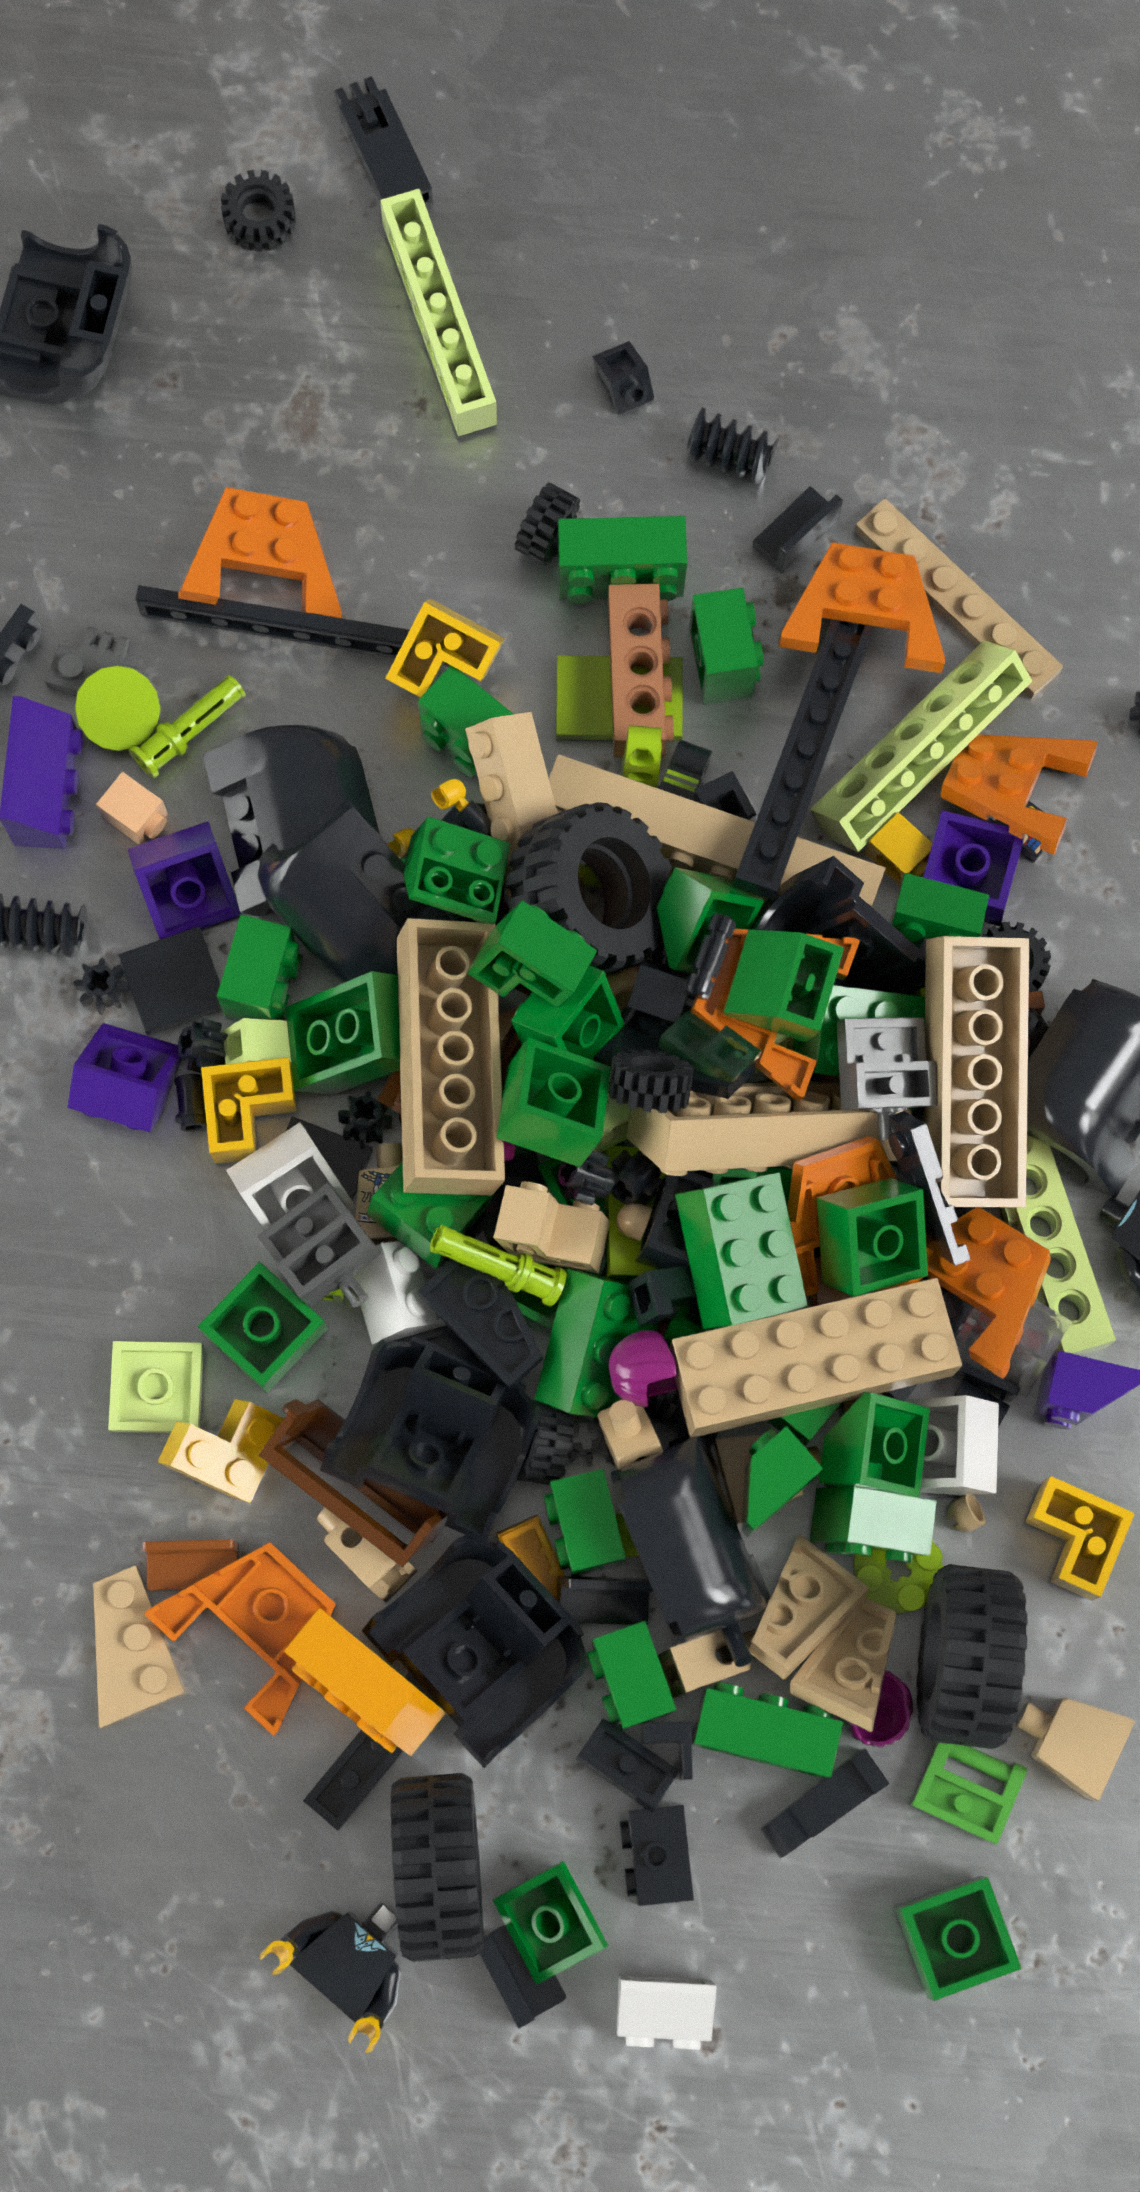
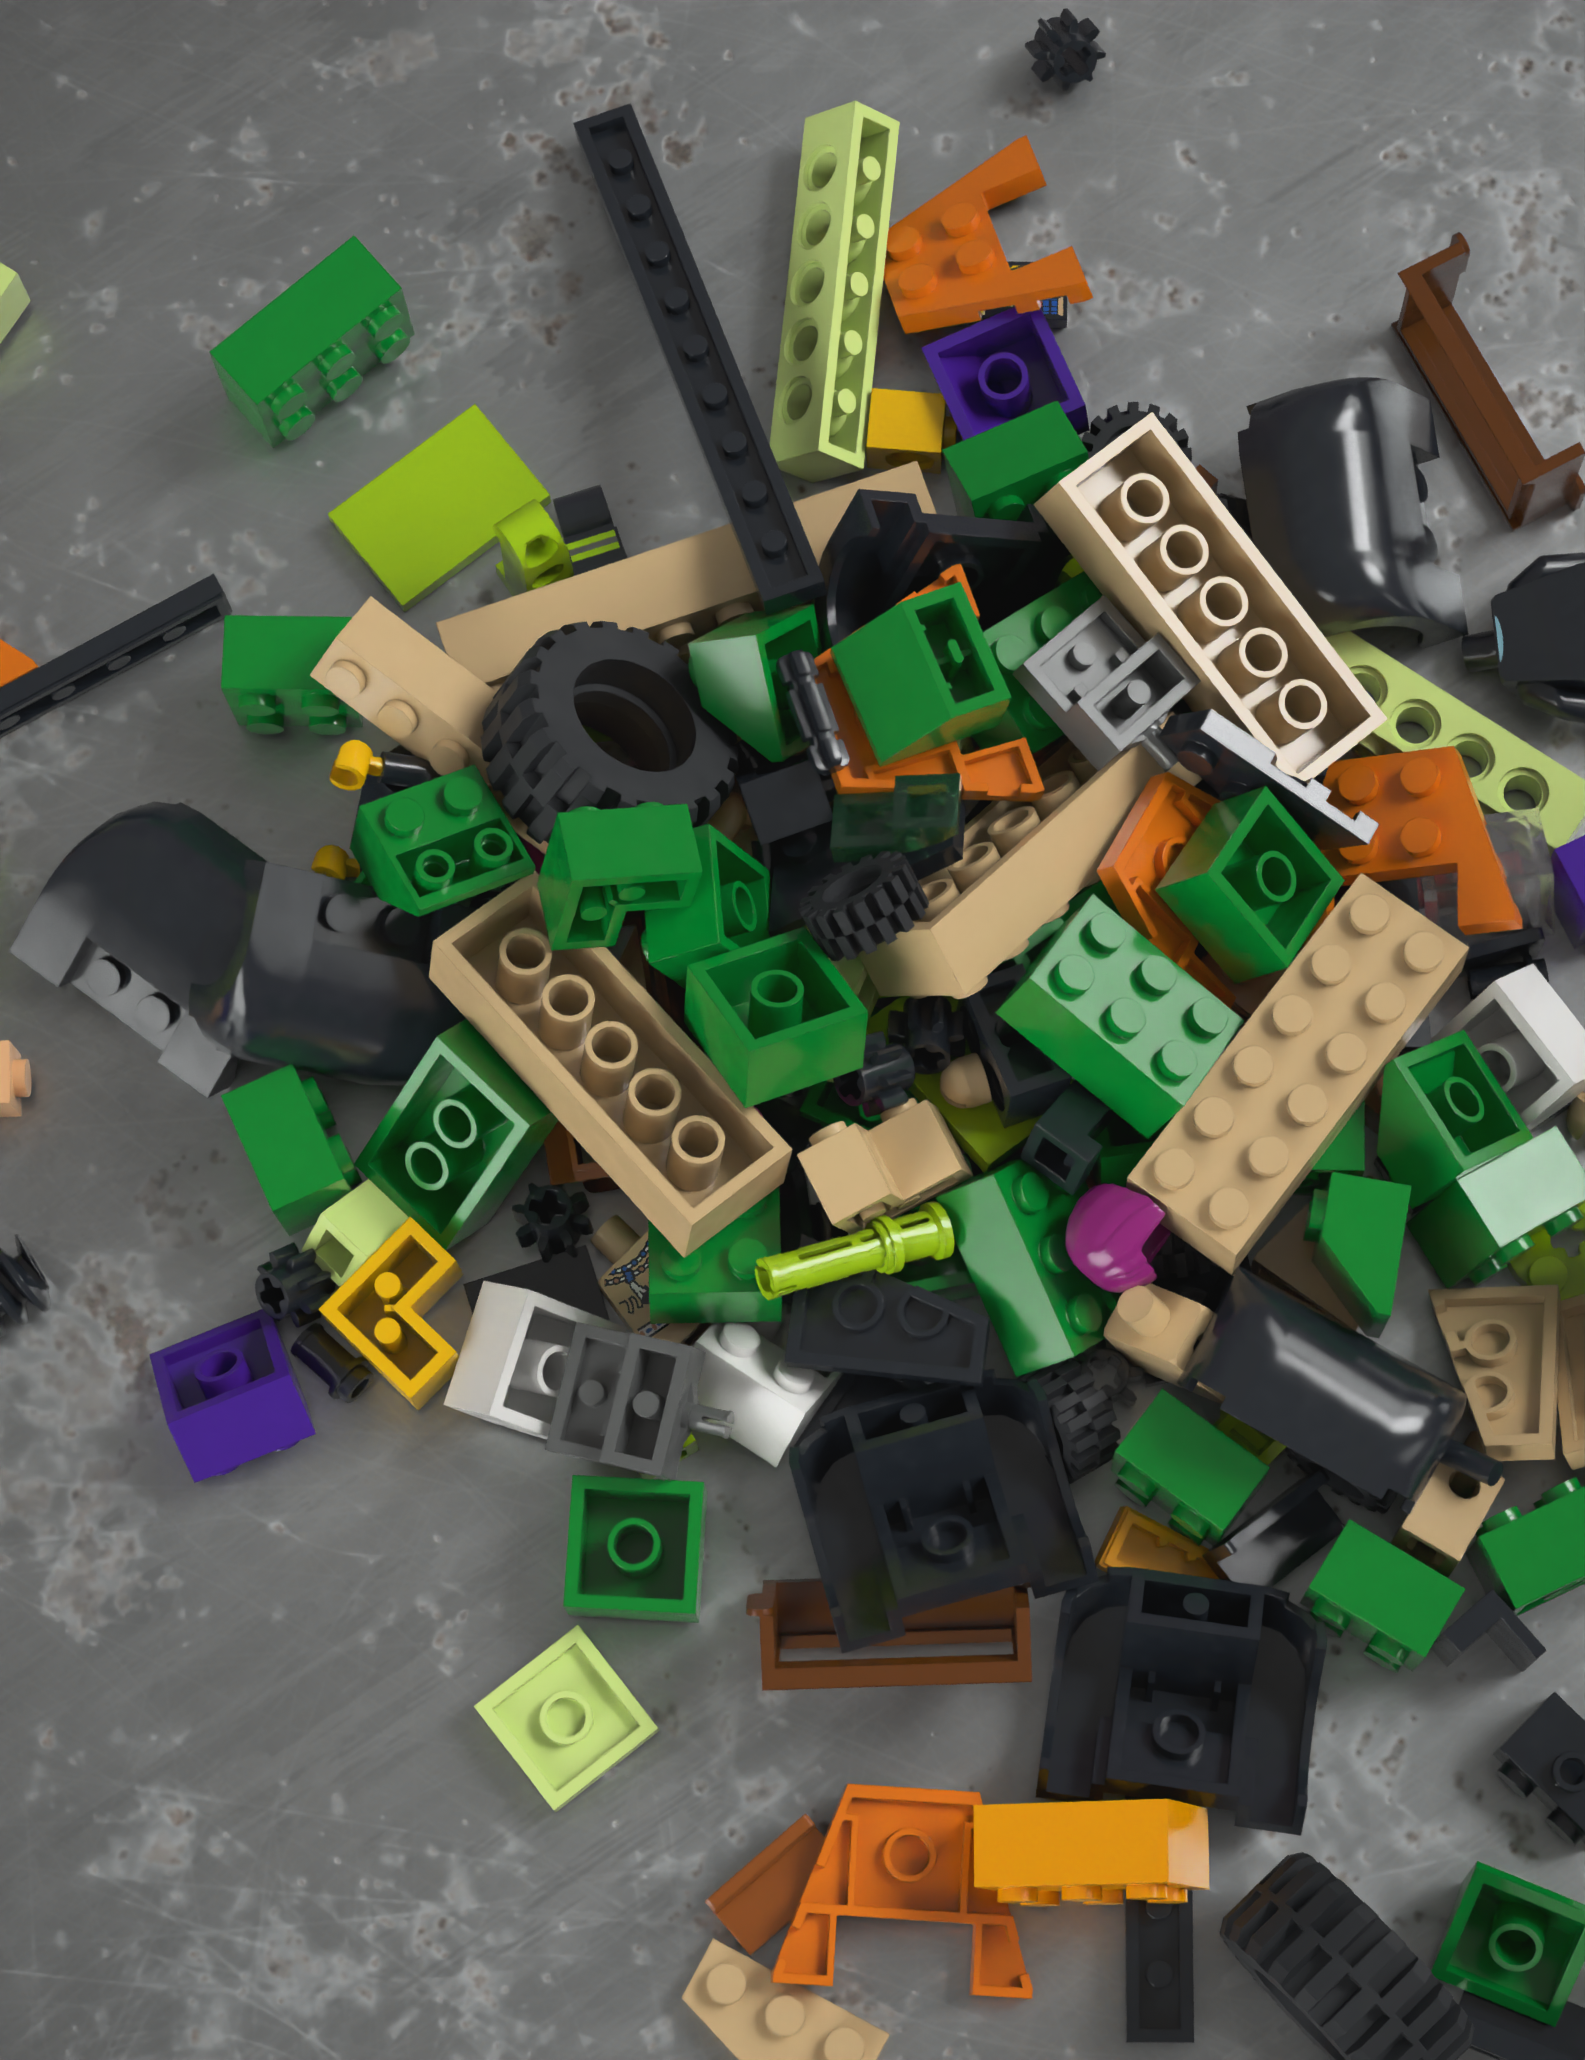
camera: 30 degrees left, 0 degrees up
(106, 976) = (105, 1298): black gear -> none
(172, 980) = (192, 1240): black tile -> none
(184, 880) = (110, 1114): dark purple slope -> none
(226, 1460) = (725, 1723): yellow brick -> none
(365, 1560) = (981, 1711): tan torso -> none
(438, 638) = (185, 594): yellow brick -> none
(540, 528) = (189, 371): black tyre -> none
(625, 376) = (136, 129): black bracket -> none
(627, 1765) = (1457, 1698): black panel -> none
(631, 608) = (386, 380): nougat brick -> none
(724, 645) = (516, 351): green brick -> none
(726, 795) = (668, 520): black panel -> none
(731, 447) = (329, 116): black piece -> none
(797, 528) = (483, 154): black panel -> none
(868, 590) = (634, 158): orange wing -> none
(957, 594) = (718, 88): tan plate -> none

